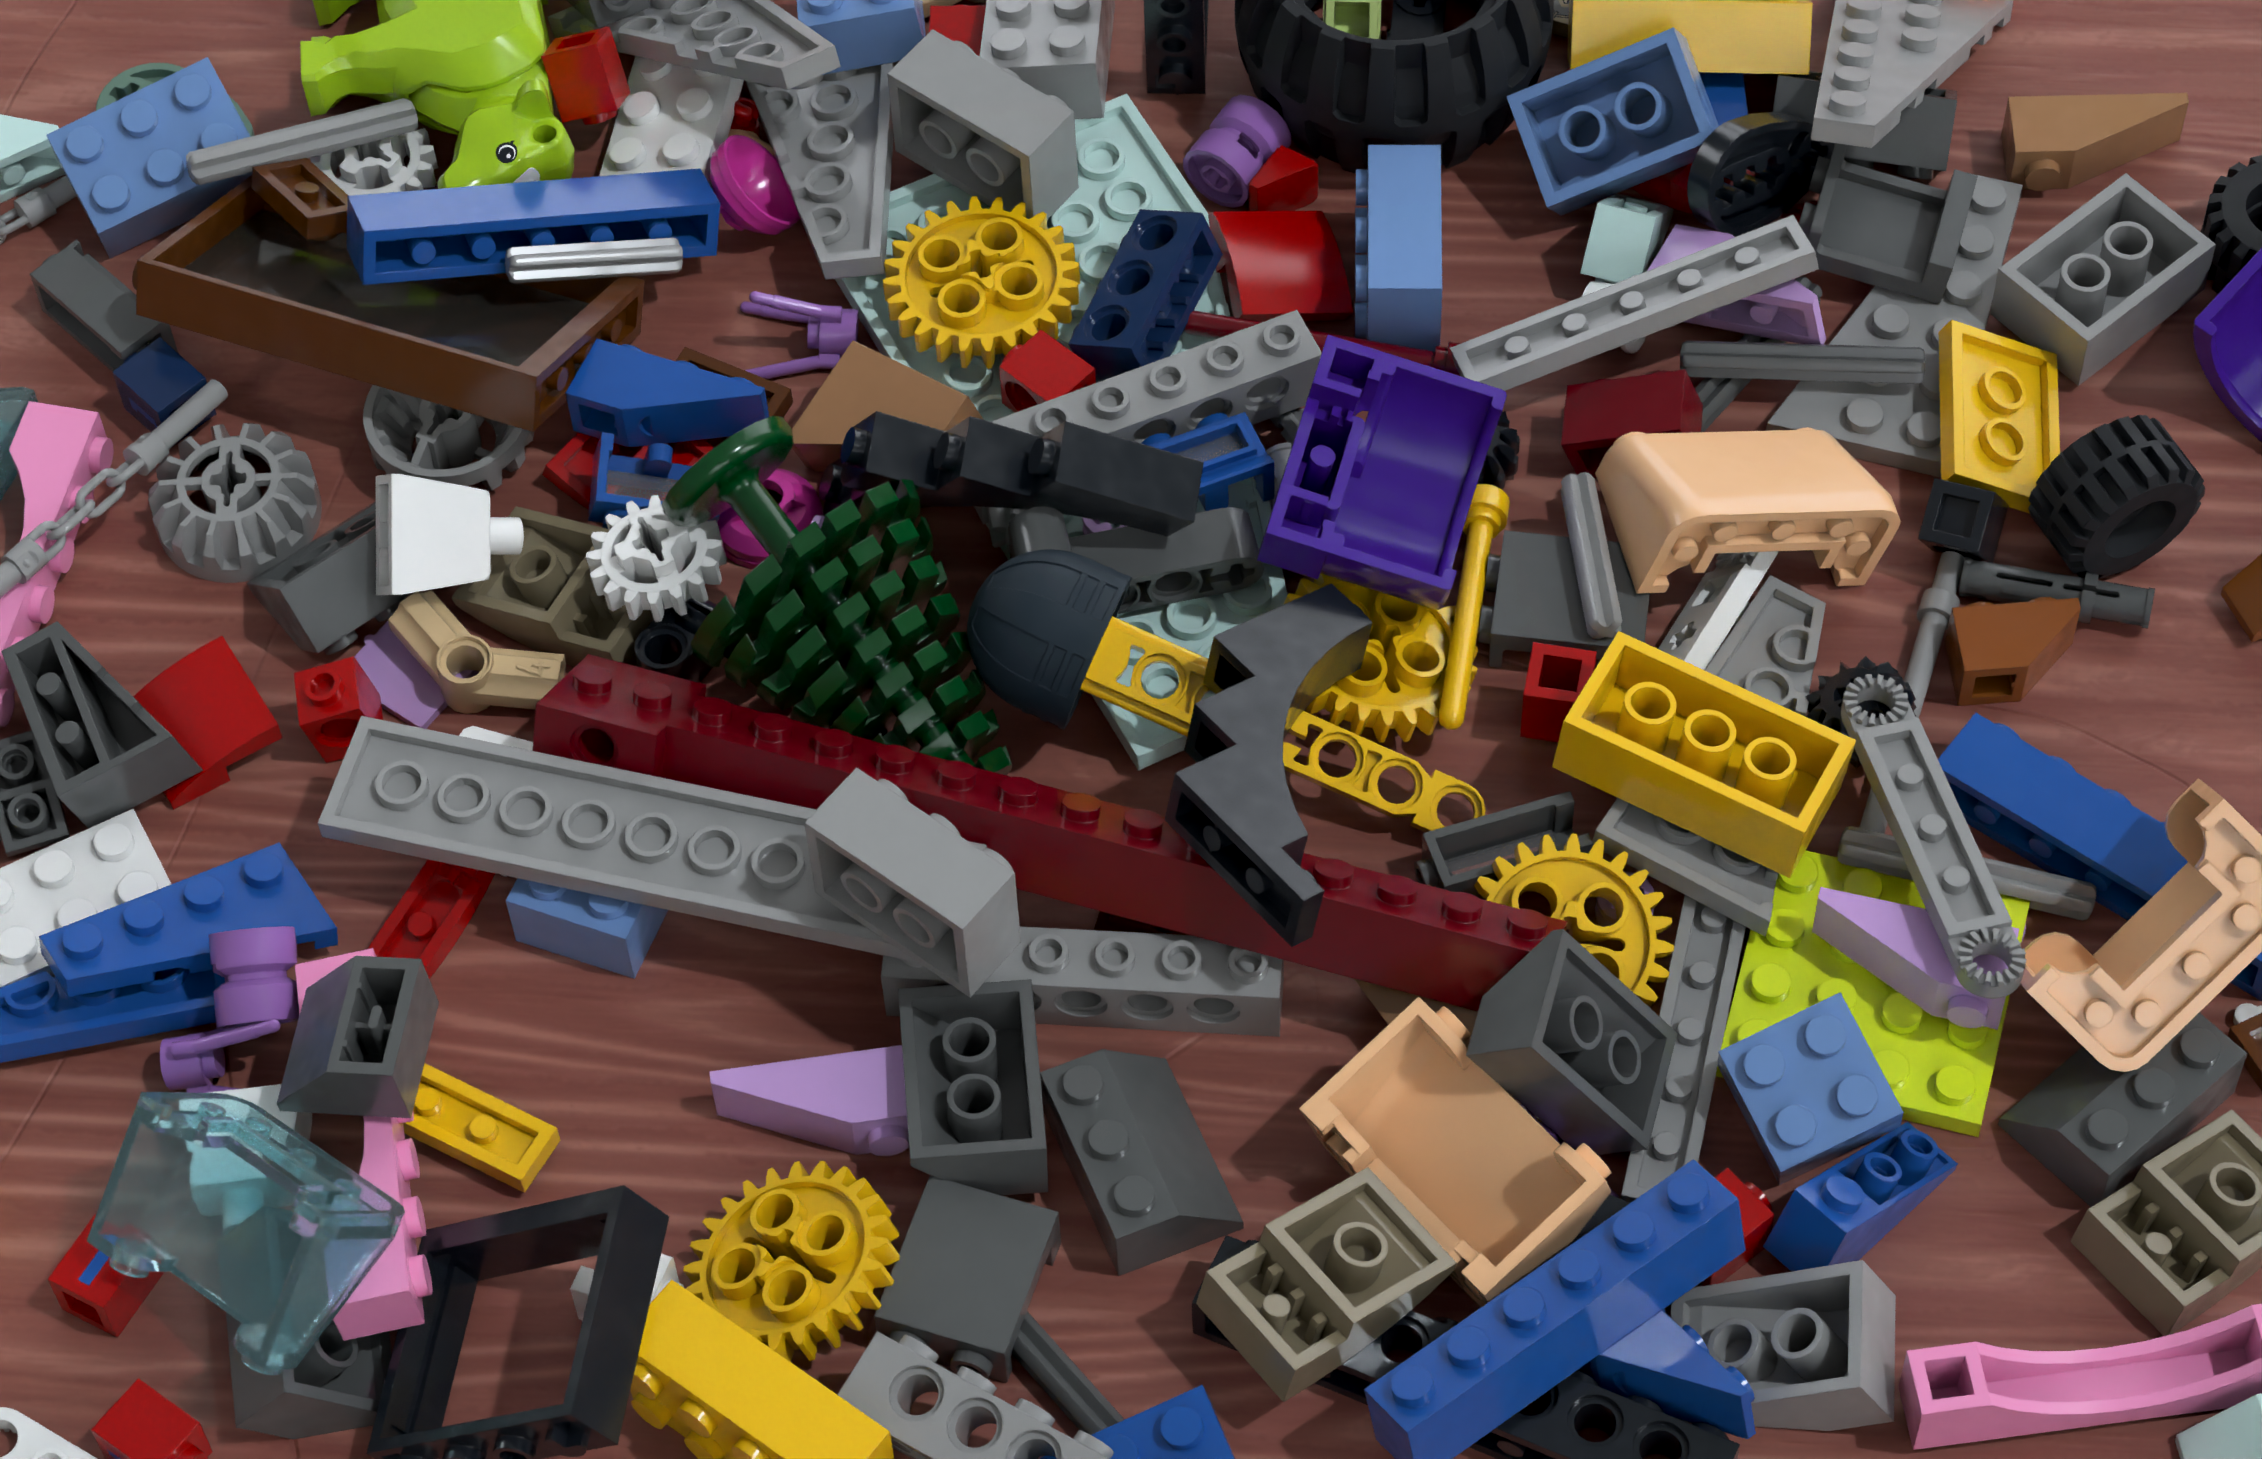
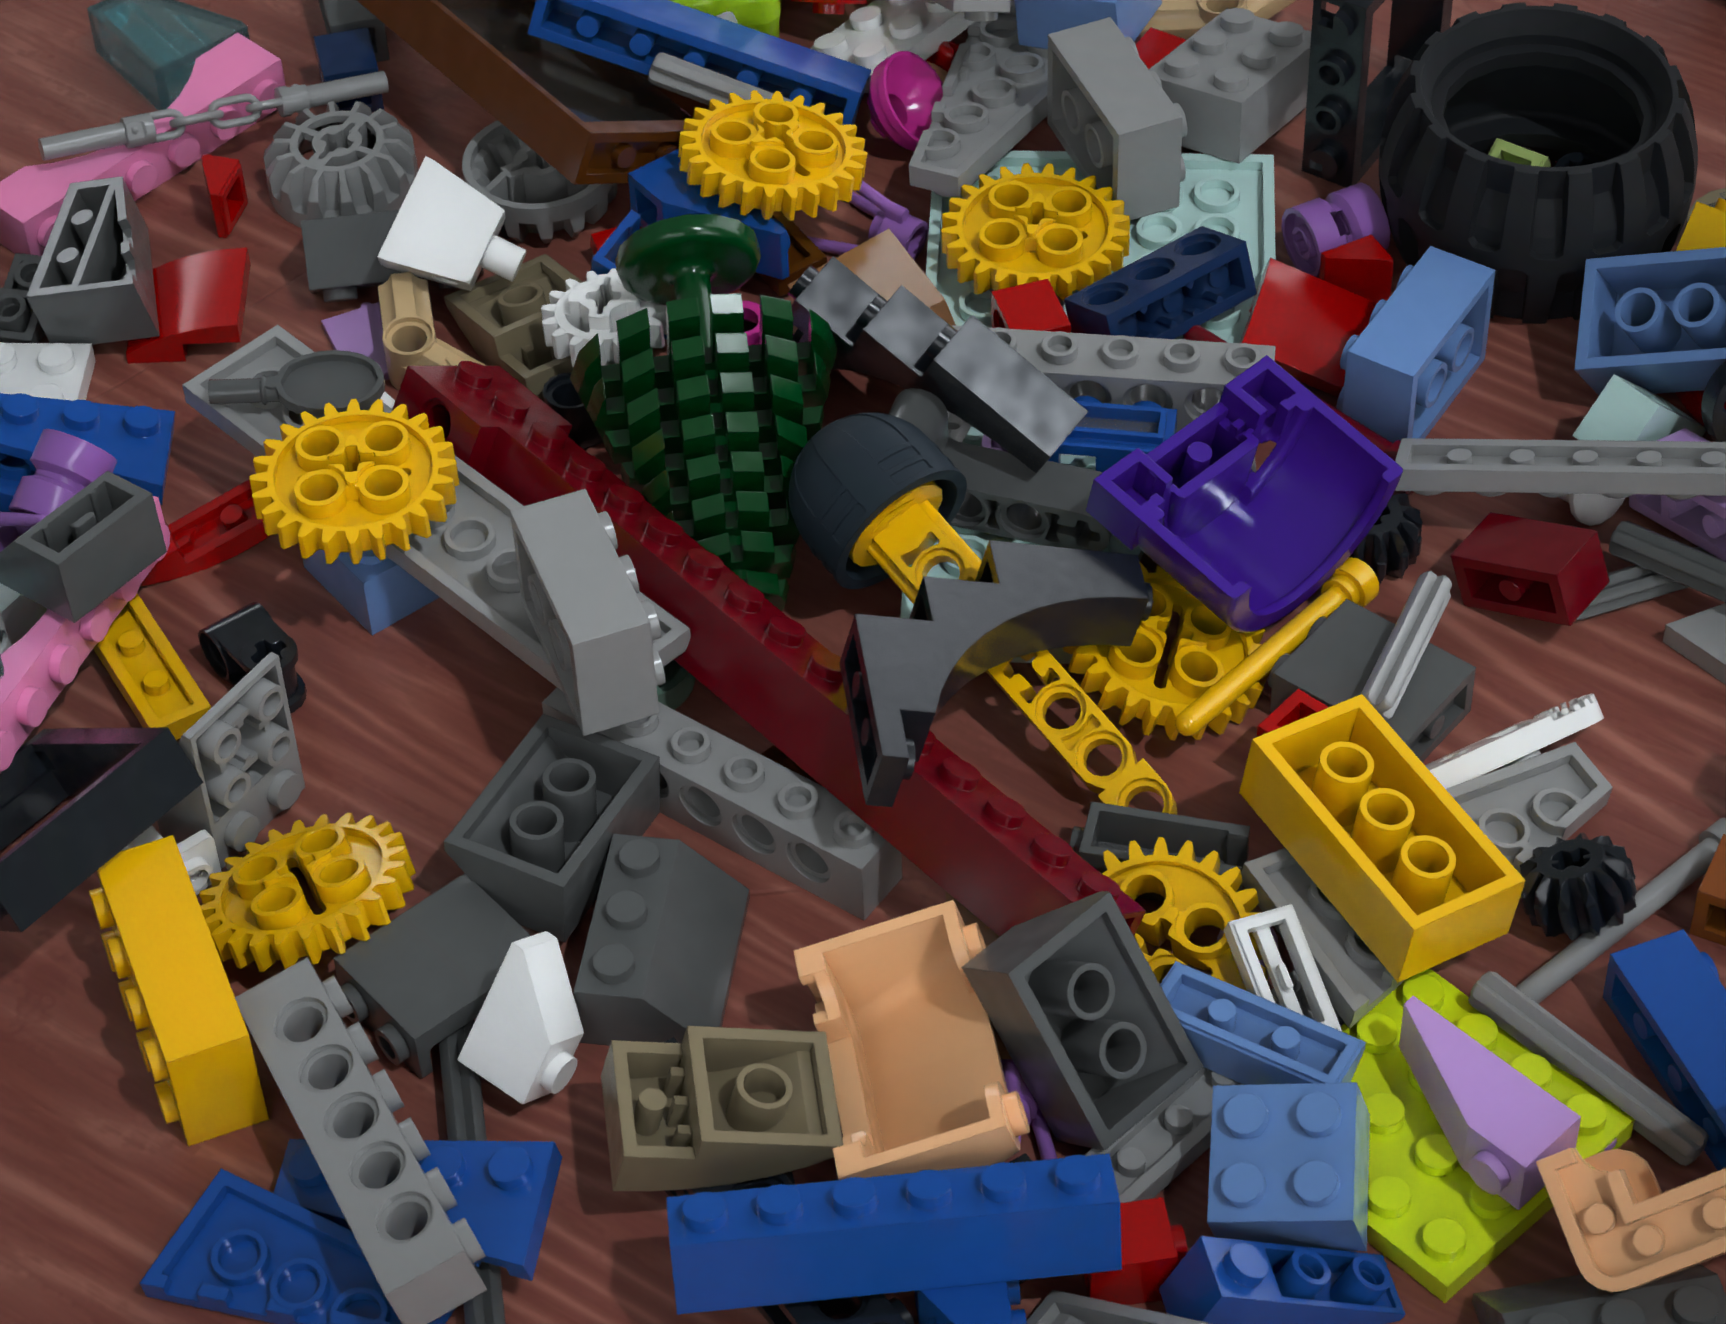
camera: 30 degrees right, 10 degrees down
(136, 583) = (225, 191): none -> red slope
(332, 702) = (298, 313): red brick -> none
(456, 766) = (308, 384): none -> dark grey piece
(557, 1058) = (246, 638): none -> black piece
(580, 848) = (354, 481): none -> yellow gear
(648, 1152) = (246, 764): none -> light grey slope
(698, 313) = (772, 155): none -> yellow gear
(830, 1100) = (421, 774): lavender slope -> none
(1095, 1292) = (527, 1023): none -> white slope
(1687, 930) = (1300, 954): none -> white tile
(1716, 986) = (1255, 1037): none -> medium blue slope
(1739, 492) = (1587, 655): light nougat windscreen -> none
(1933, 837) = (1546, 1000): light grey plate -> none

